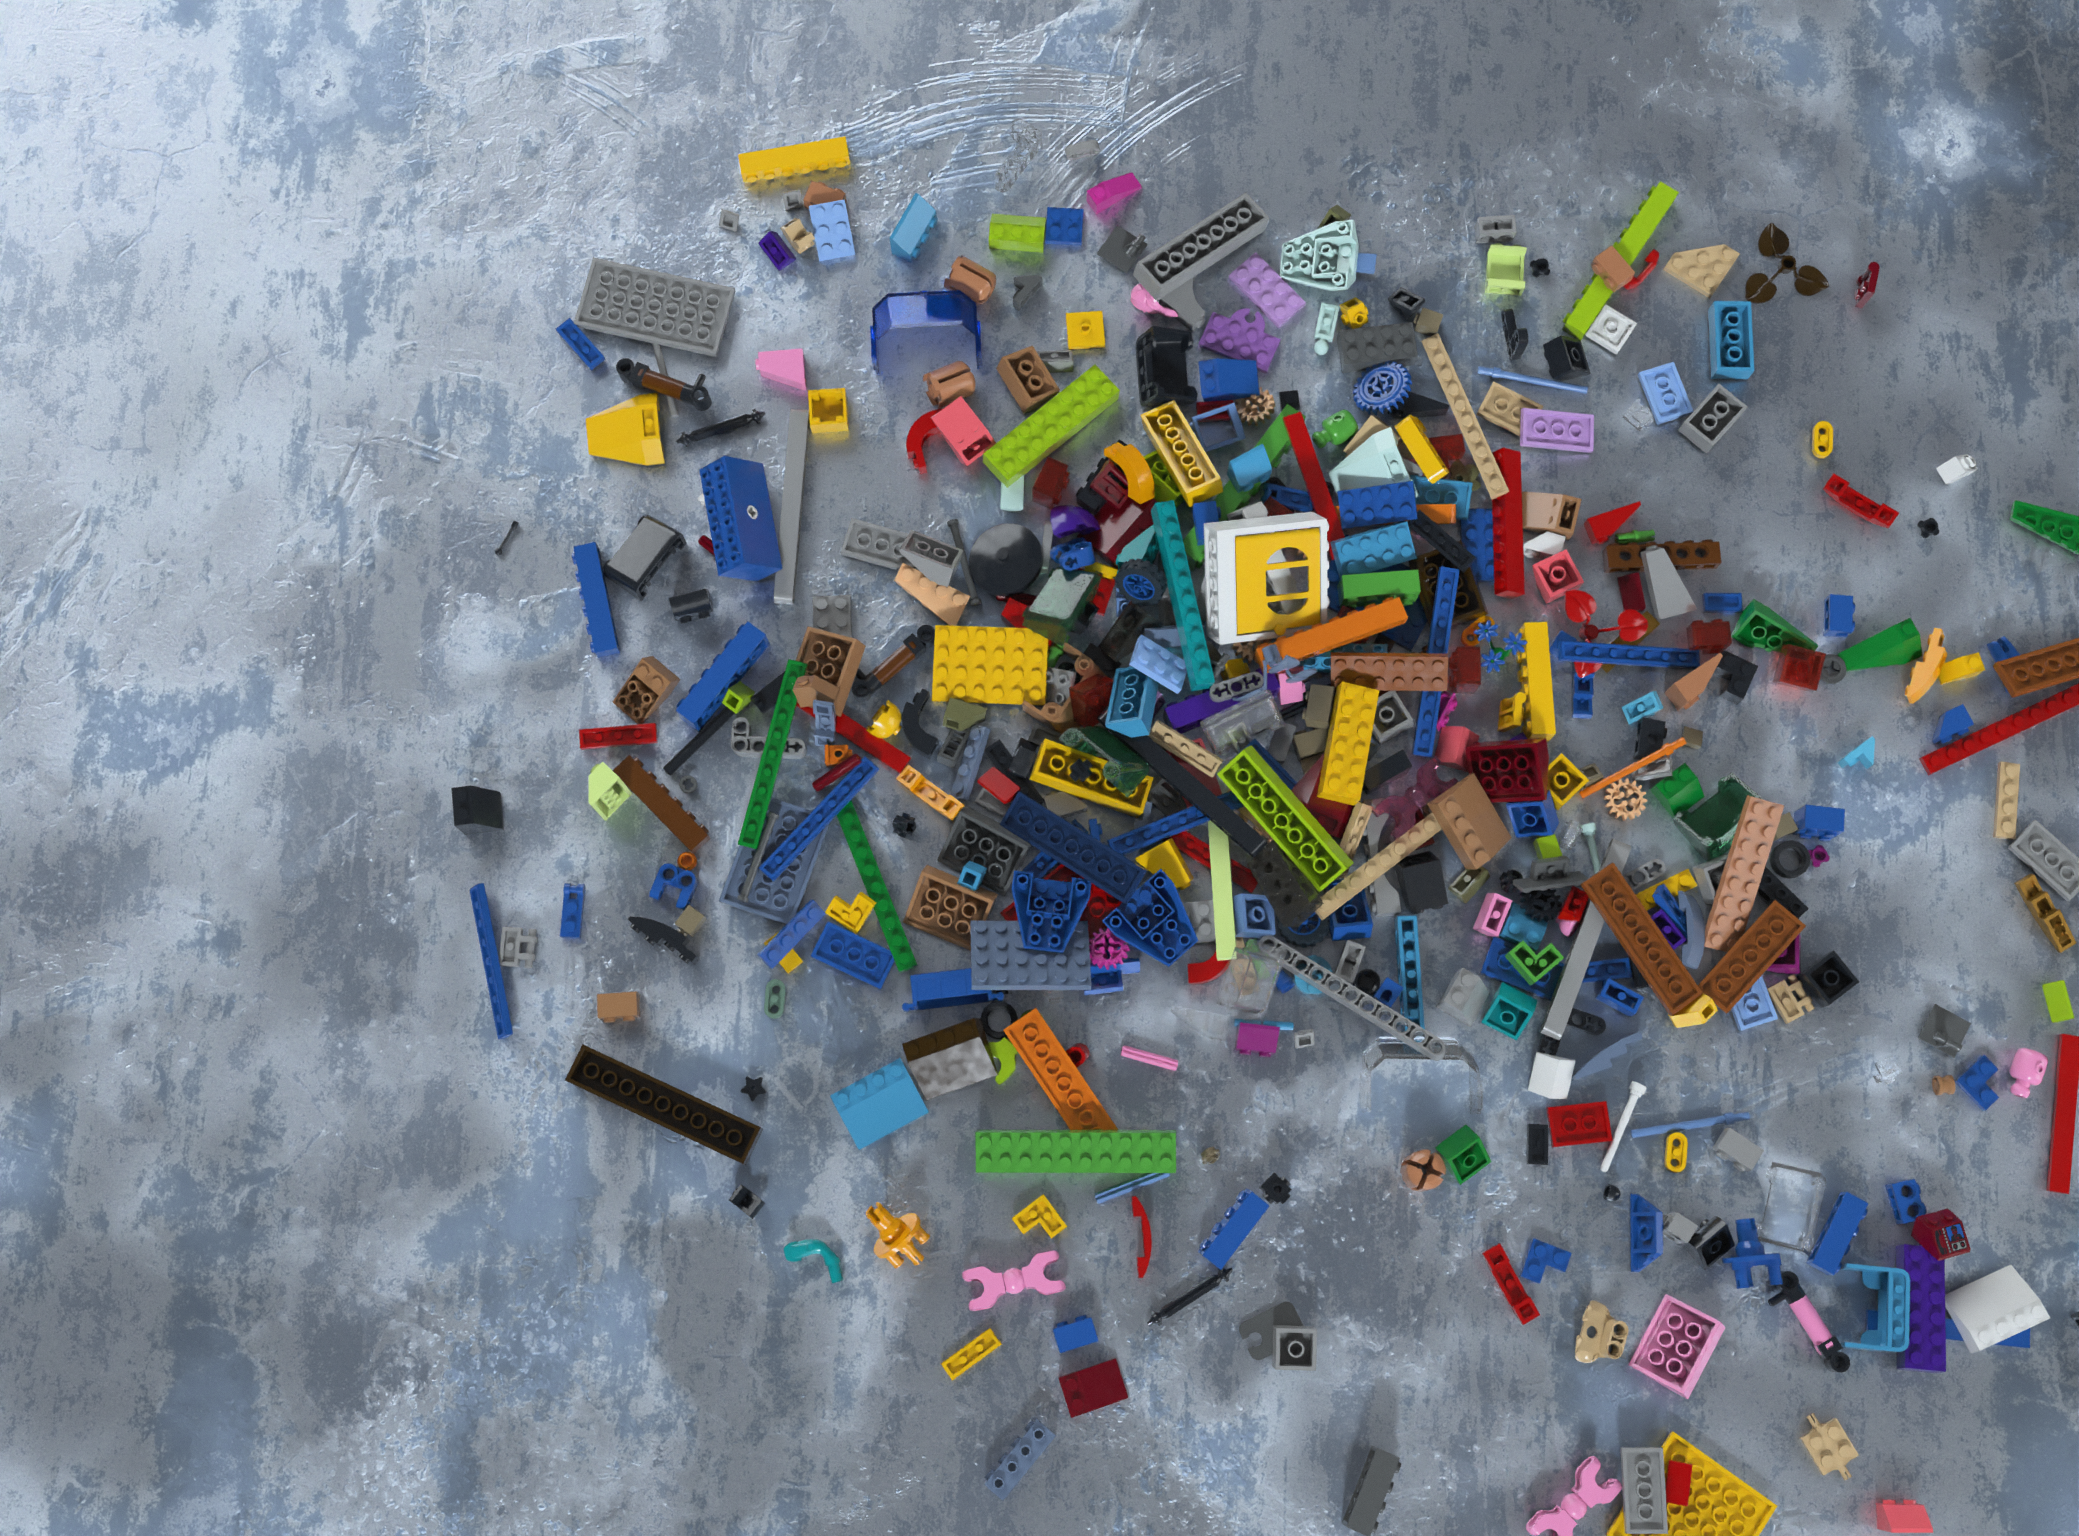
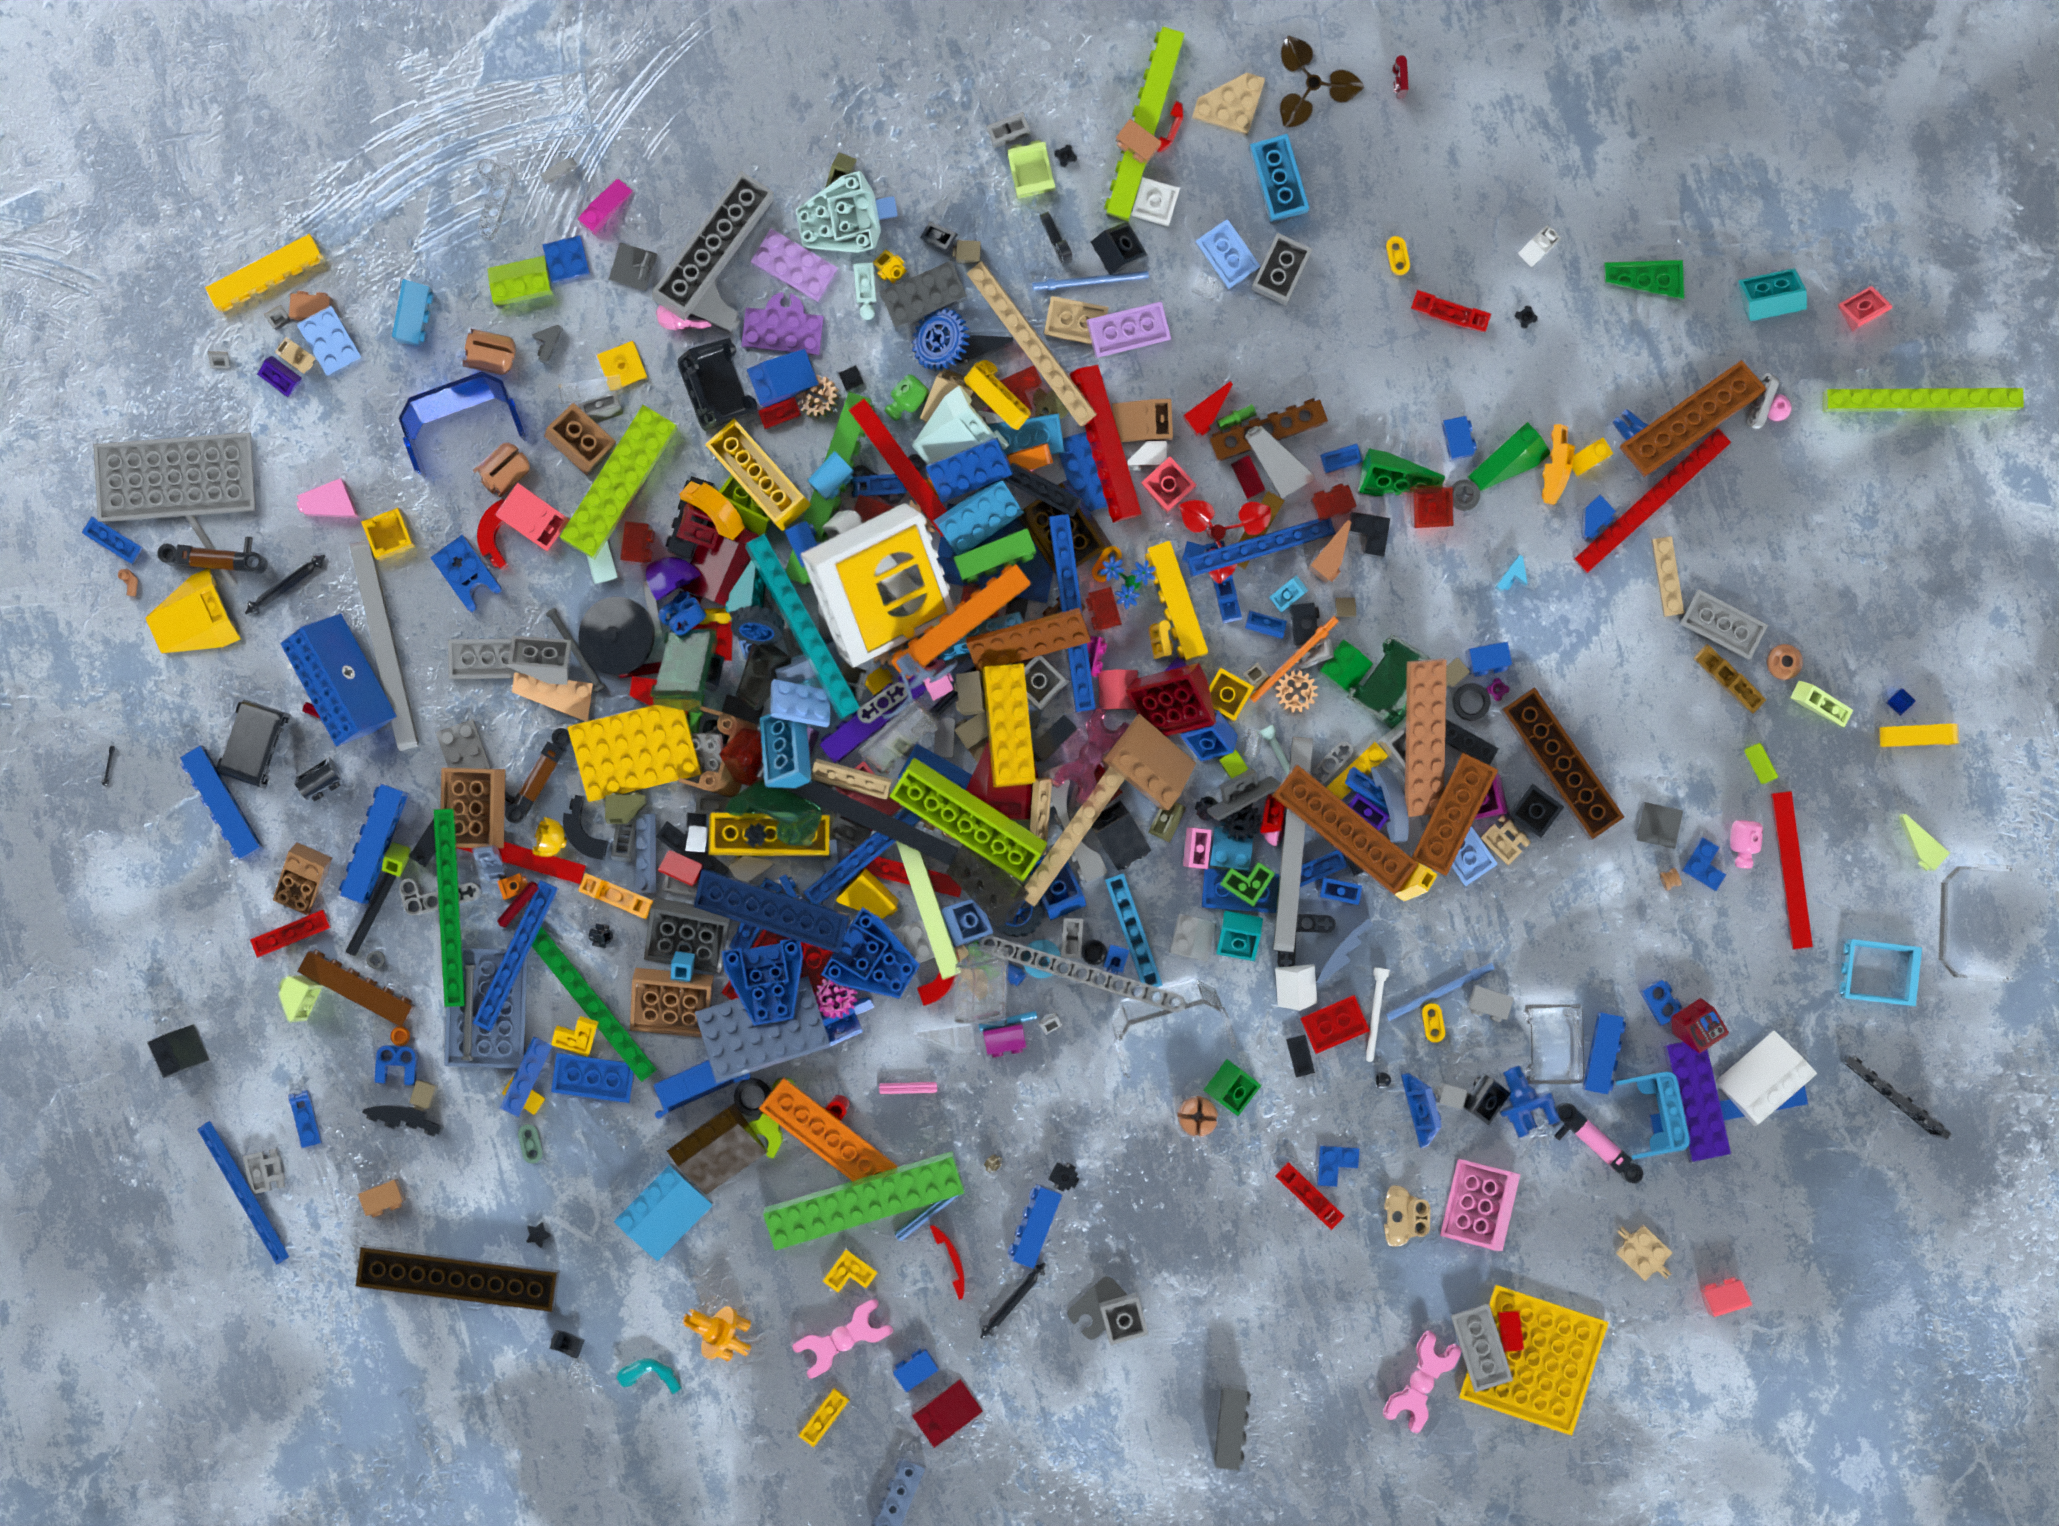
camera: 20 degrees left, 10 degrees up
(584, 383) = (131, 581): none -> nougat arm
(814, 688) = (470, 835): medium nougat slope -> none
(889, 466) = (469, 575): none -> blue brick
(1050, 339) = (590, 389): none -> clear slope
(1235, 421) = (774, 453): medium blue window -> none
(1612, 729) = (1265, 624): none -> blue plate
(1865, 942) = (1562, 764): none -> reddish brown brick

